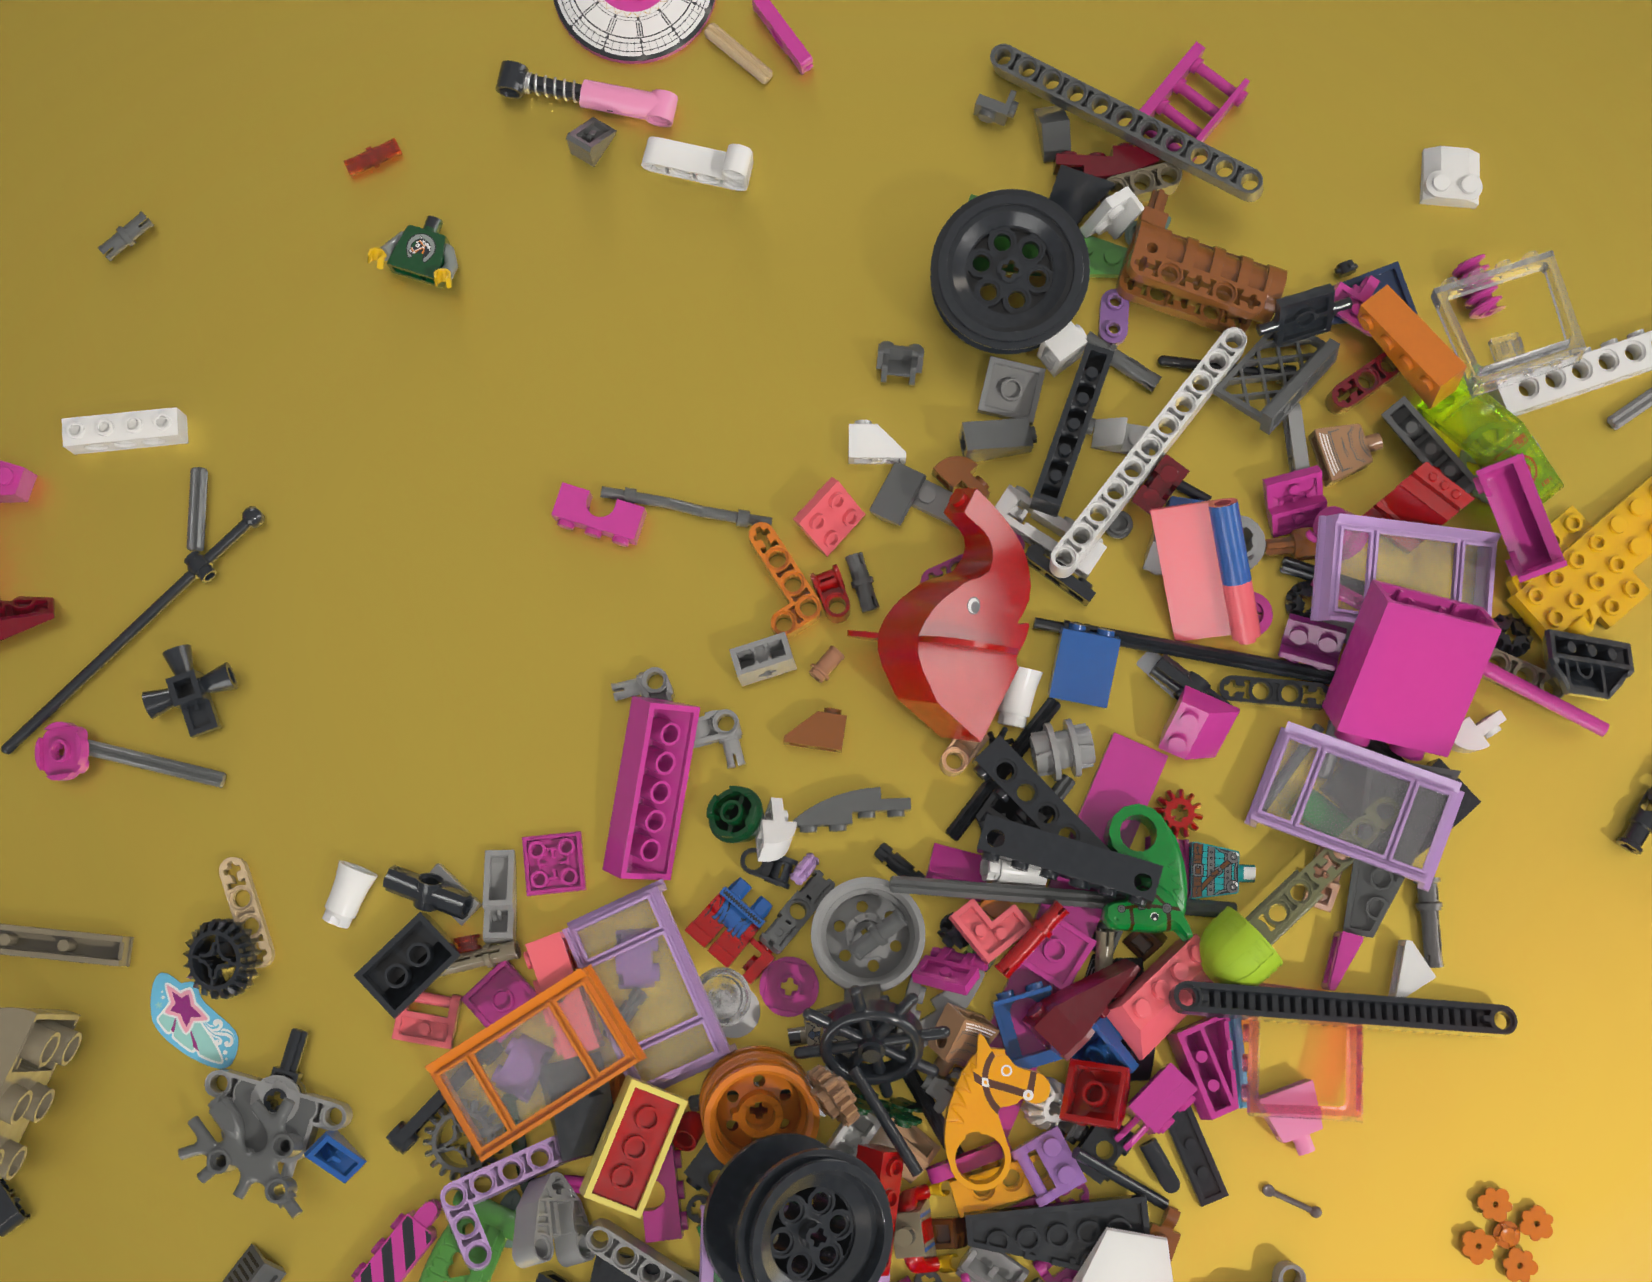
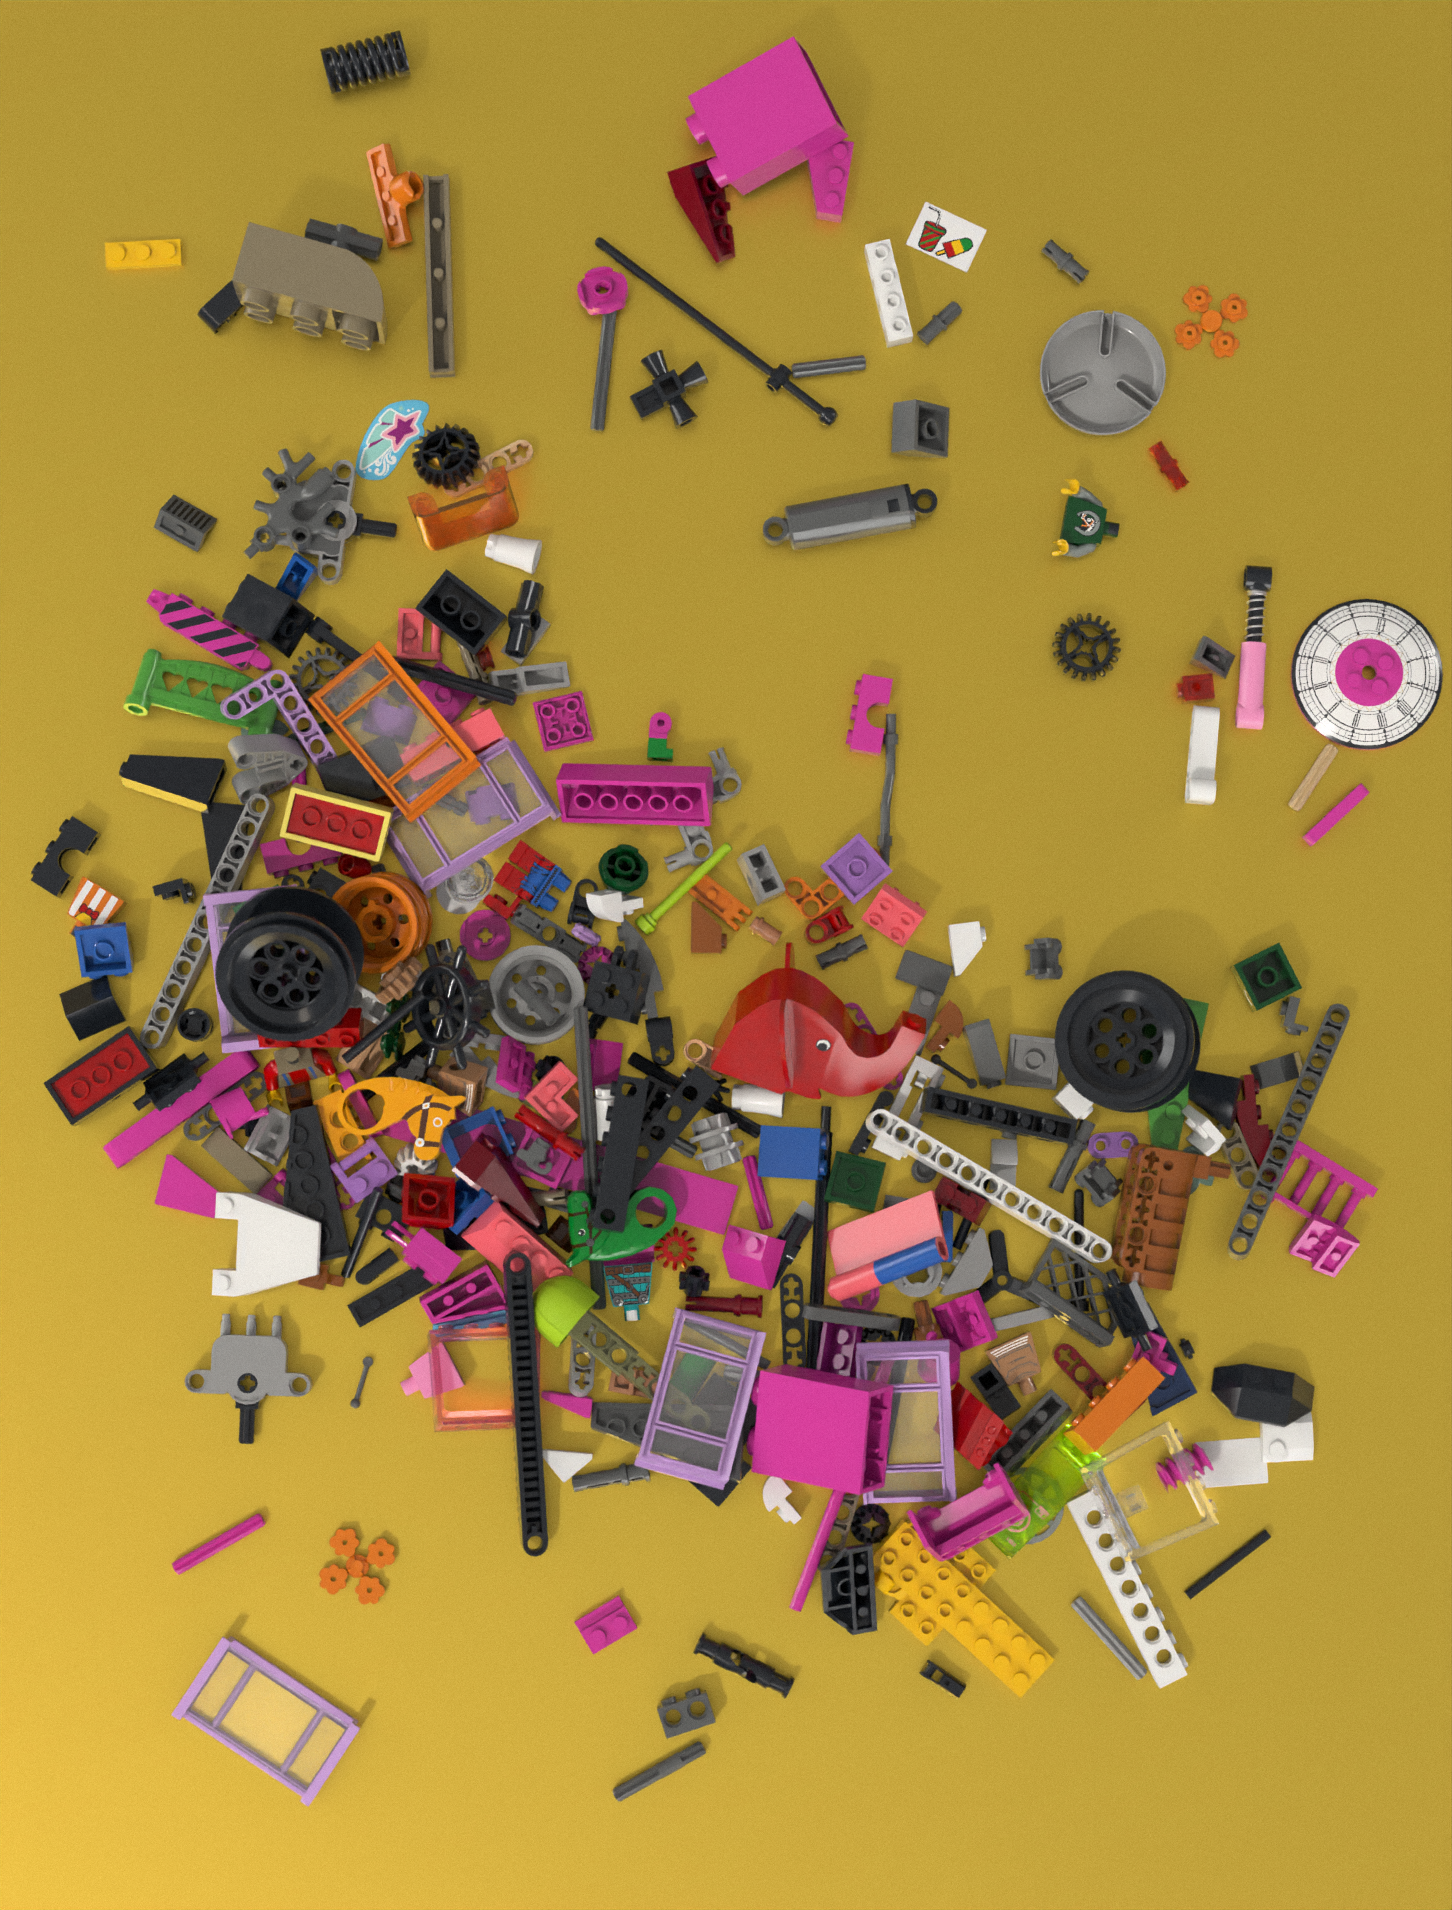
camera: 75 degrees right, 5 degrees up
(75, 362) = (946, 237): none -> white sticker
(169, 381) = (939, 322): none -> dark grey axle
(221, 93) = (1211, 321): none -> orange plant
(256, 211) = (1102, 372): none -> light grey piece
(285, 417) = (920, 429): none -> dark grey slope
(297, 943) = (466, 518): none -> clear orange windscreen
(370, 505) = (850, 517): none -> dark grey piece
(375, 1196) = (268, 615): none -> black slope
(489, 978) = (457, 682): none -> black axle
(569, 265) = (1081, 637): none -> black gear
(589, 756) = (659, 729): none -> leg
(623, 160) = (1195, 688): none -> clear red brick
(772, 549) = (856, 868): none -> medium lavender plate
(784, 713) = (719, 901): none -> orange hinge
(798, 794) = (649, 920): none -> lime piece
(837, 847) = (590, 956): none -> dark pink gear
(866, 825) = (630, 983): none -> black hinge
(929, 798) = (660, 1036): none -> black piece
(951, 127) = (1266, 977): none -> dark green brick
(1026, 461) = (971, 1083): none -> dark grey hinge
(1058, 958) = (535, 1155): none -> dark grey piece
(1122, 712) = (757, 1192): none -> dark pink axle
(1124, 600) = (855, 1182): none -> dark green hinge
(1154, 334) = (1099, 1182): none -> dark grey piece
(1217, 796) = (694, 1281): none -> black gear
(1231, 480) = (970, 1266): none -> light grey slope
(1237, 456) = (1000, 1267): none -> black piece
(1248, 752) = (737, 1305): none -> dark red pin
(1251, 106) = (1324, 1245): none -> dark pink slope
(1277, 624) = (851, 1316): none -> dark grey beam
(1318, 933) = (588, 1378): none -> light grey beam
(1377, 477) = (995, 1391): none -> black brick
(1406, 195) = (1262, 1394): none -> black wedge
(1473, 234) = (1234, 1462): none -> white sticker
(1585, 257) = (1227, 1564): none -> black bar
(1597, 950) = (605, 1624): none -> dark pink plate

